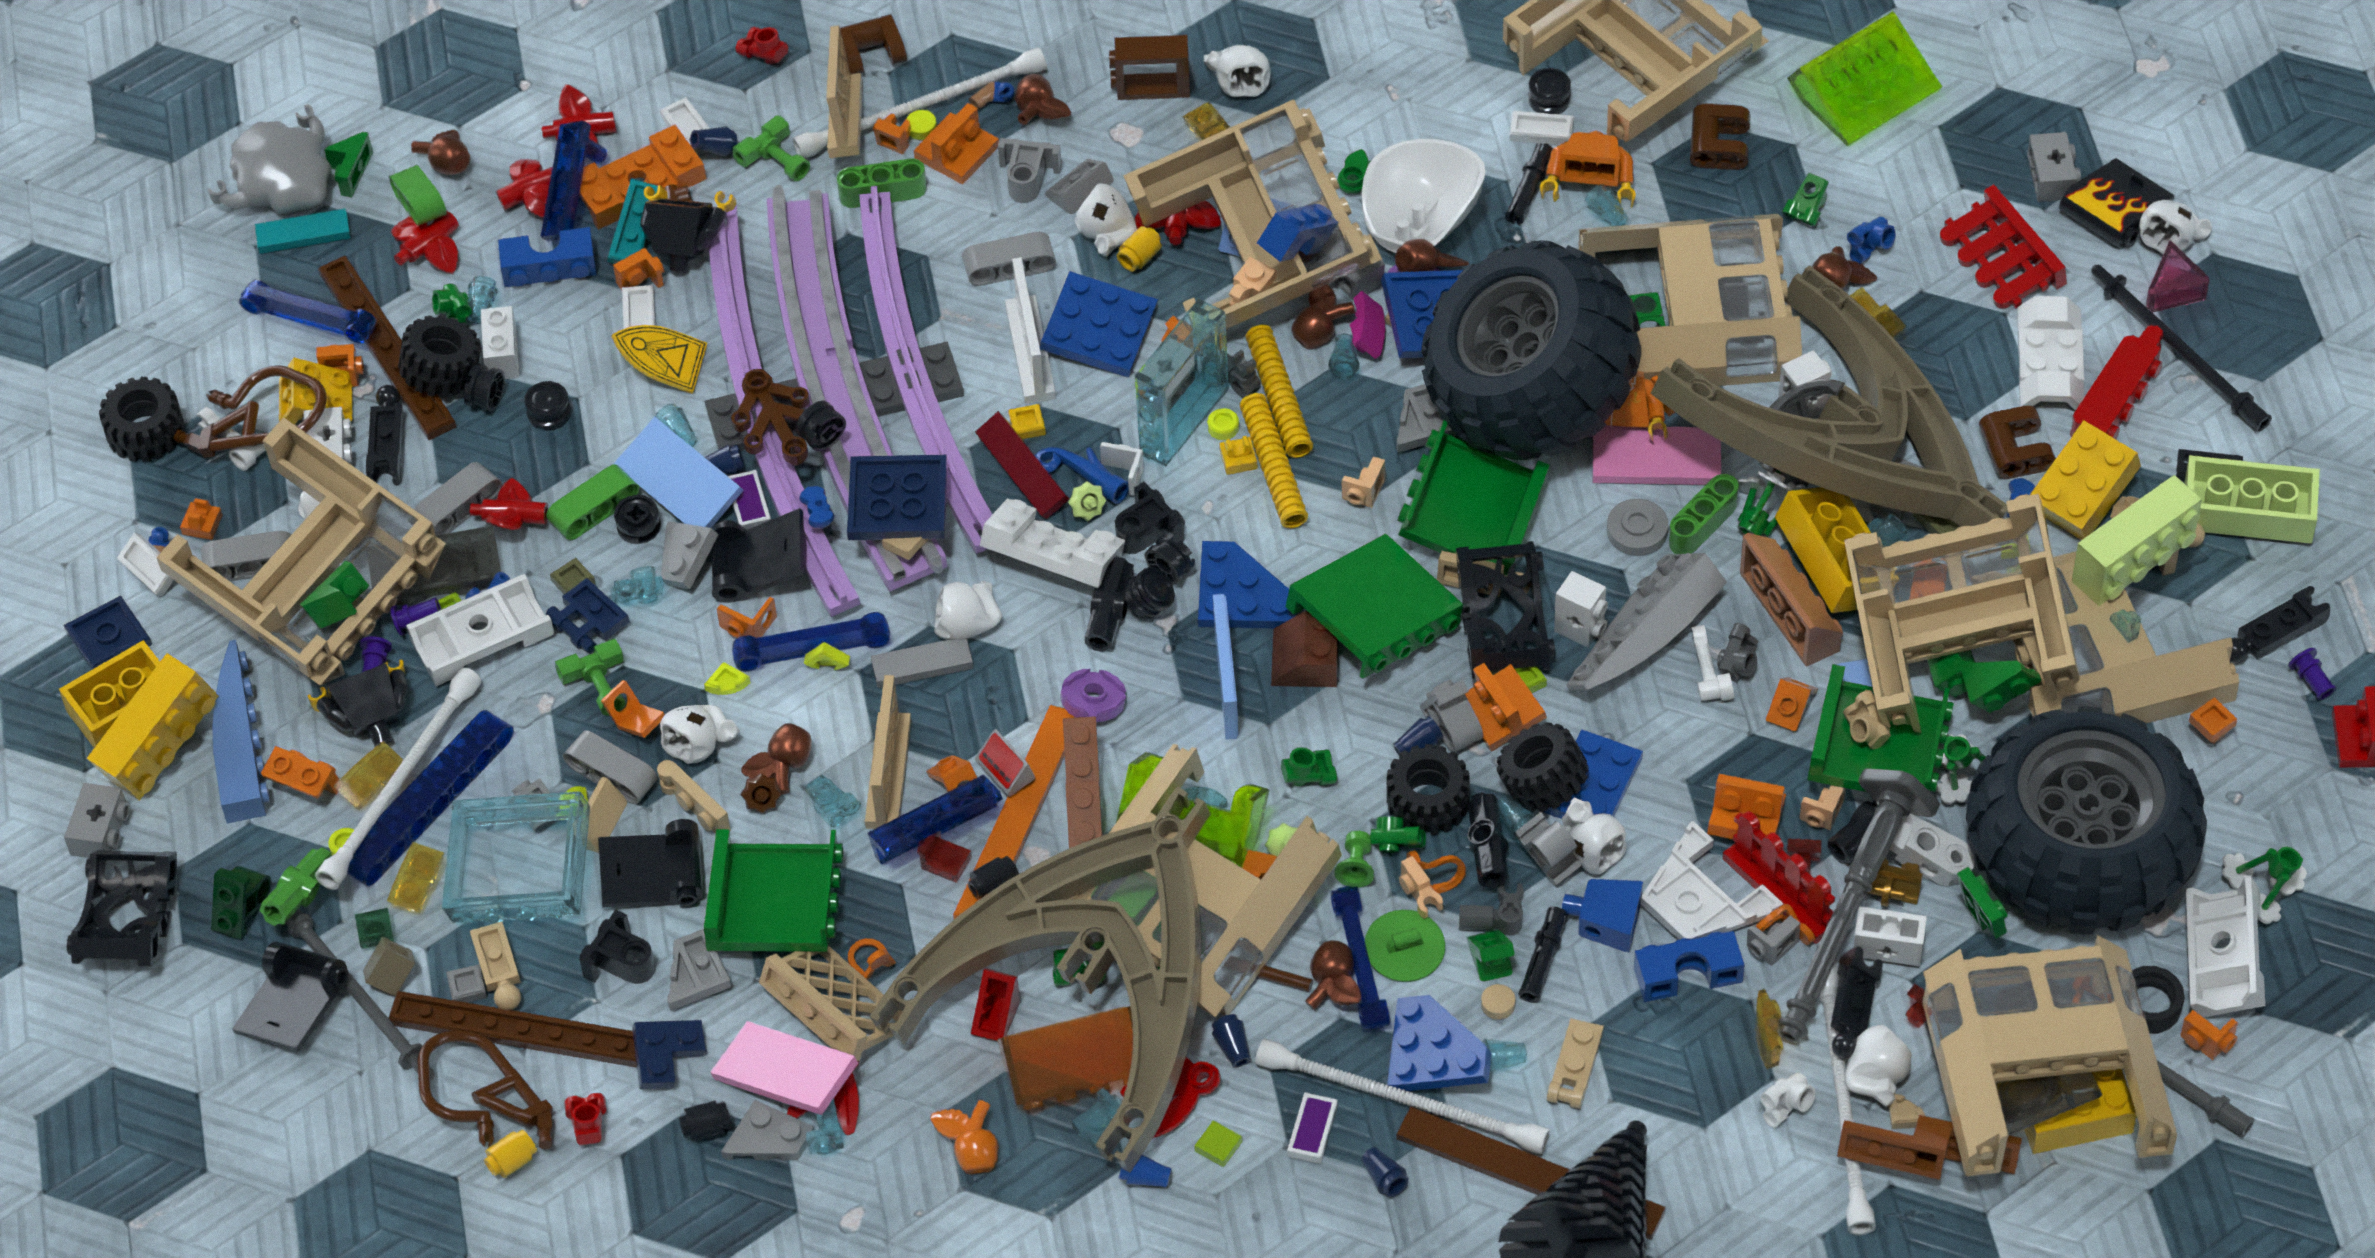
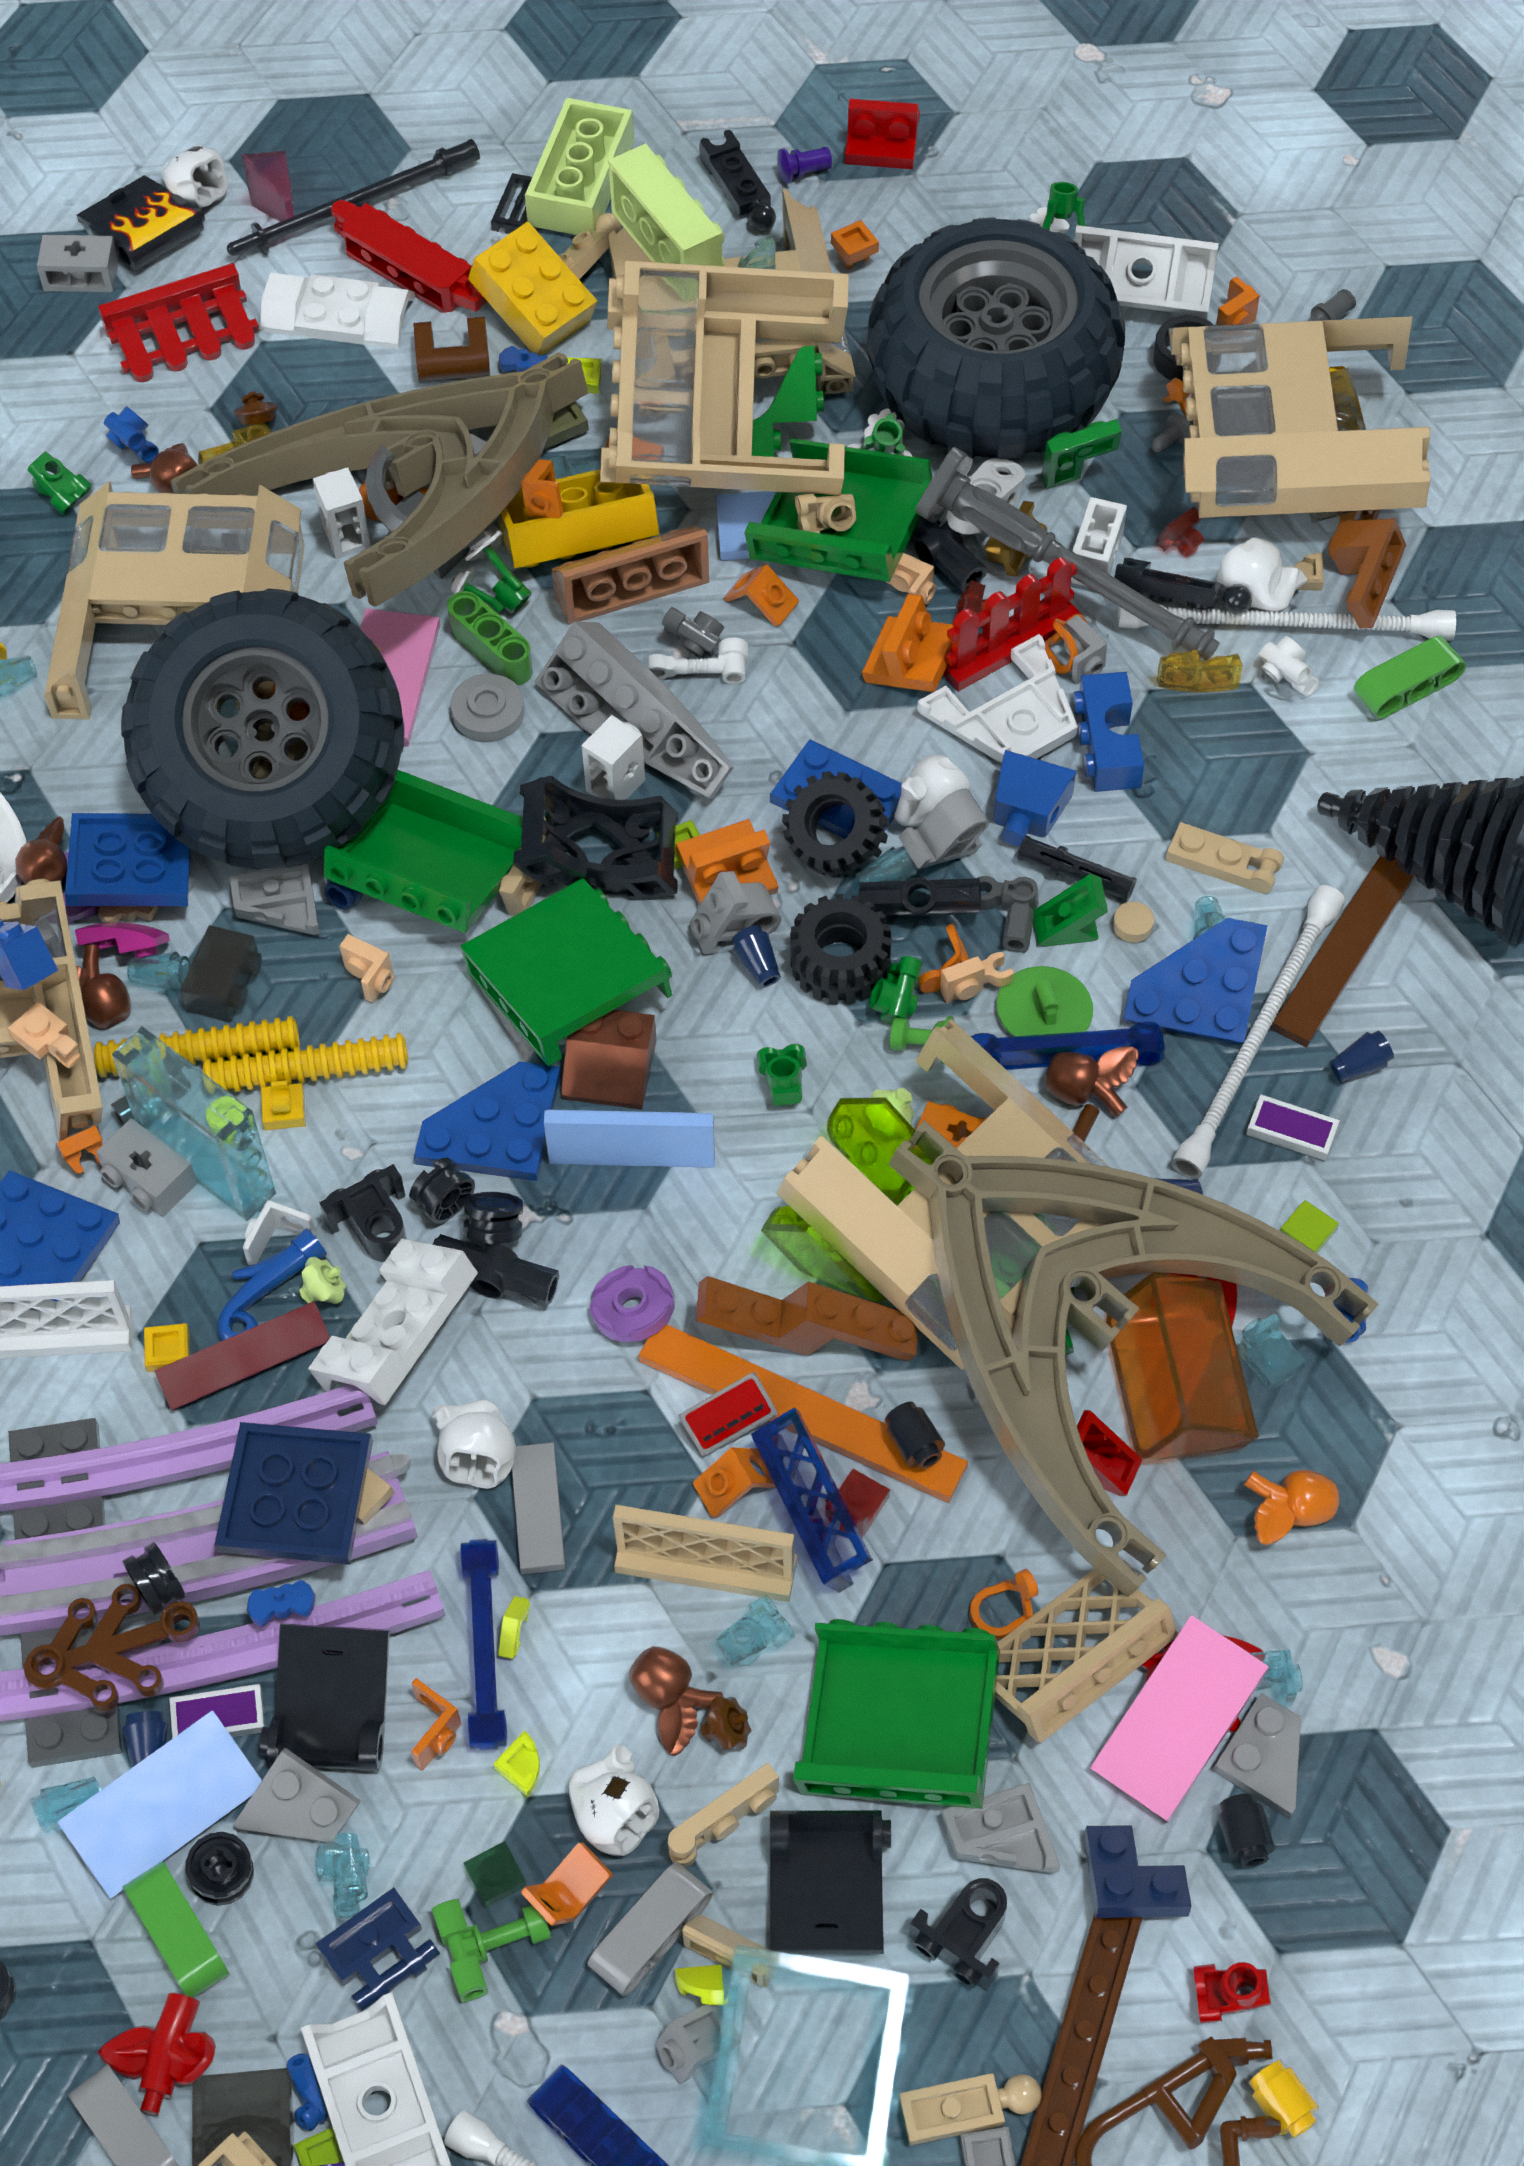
camera: 85 degrees left, 5 degrees up
(570, 575) = (301, 1971): olive tile -> none
(646, 676) = (495, 1874): none -> clear green plate
(1345, 392) = (221, 974): none -> clear smoke brick
(1794, 1193) = (1409, 677): none -> bright green beam
(1831, 504) = (542, 491): none -> orange bracket
(1914, 317) = (255, 410): none -> reddish brown hat

